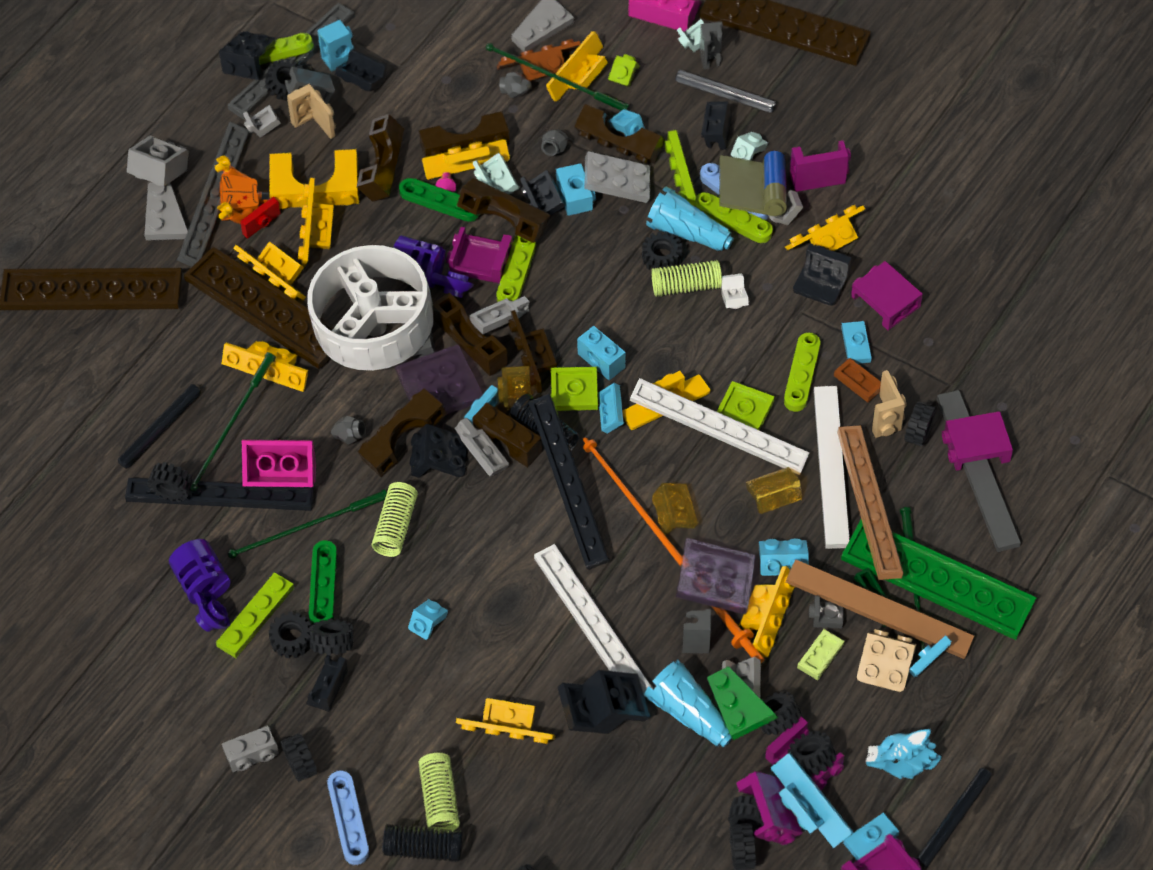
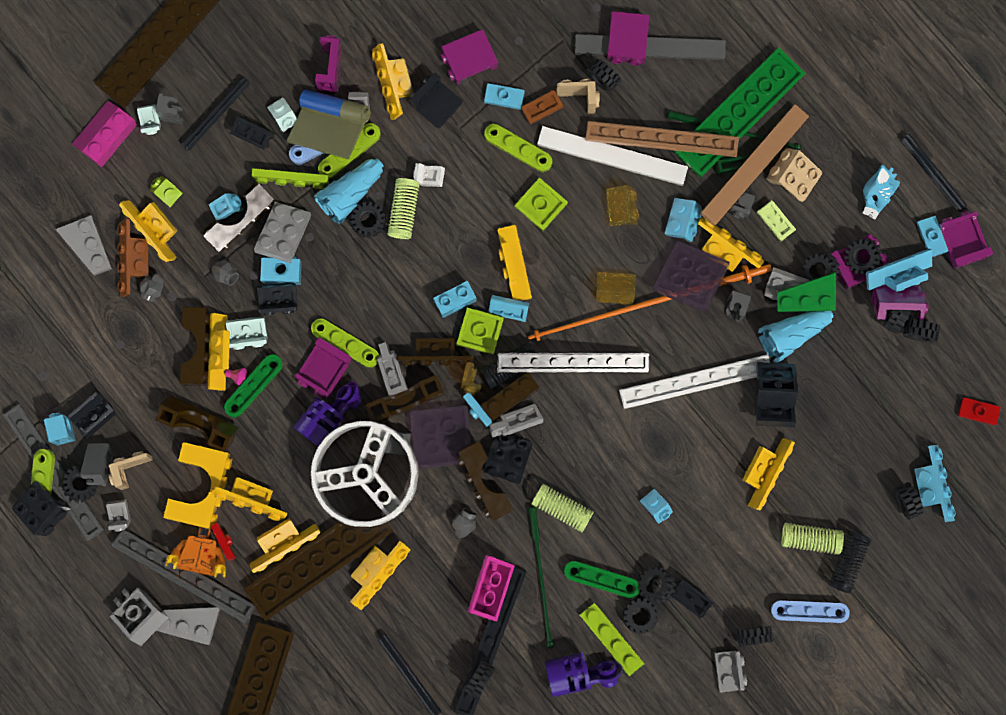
camera: 75 degrees left, 25 degrees up
(256, 380) = (402, 588): dark green piece -> none
(484, 199) = (305, 320): dark brown arch -> none
(597, 95) = (187, 222): dark green piece -> none
(719, 426) = (557, 230): white tile -> none
(928, 655) = (805, 141): medium azure plate -> none

